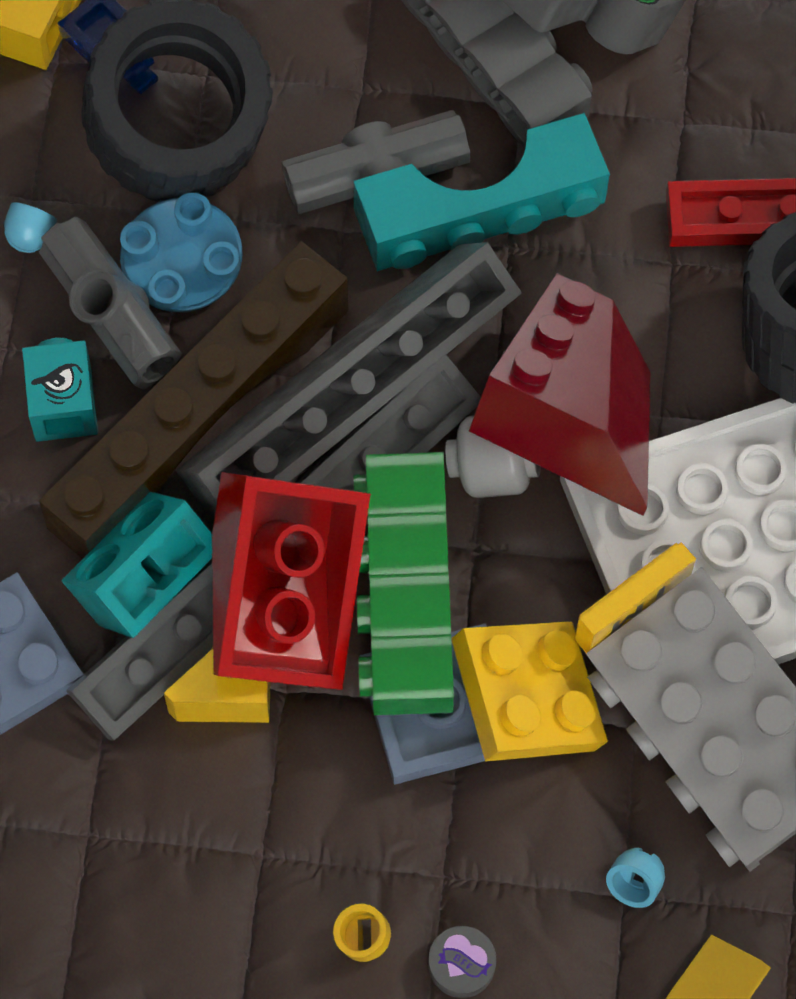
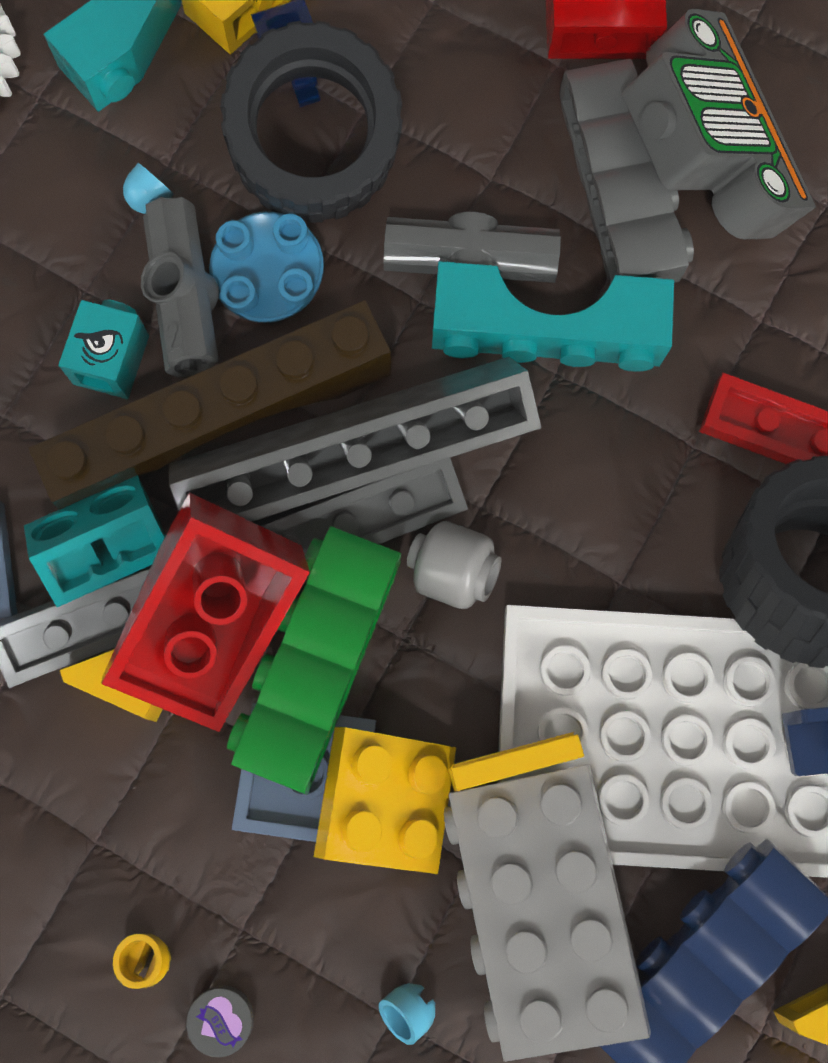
camera: 20 degrees right, 10 degrees up
(574, 395) = (545, 547): dark red wedge -> none

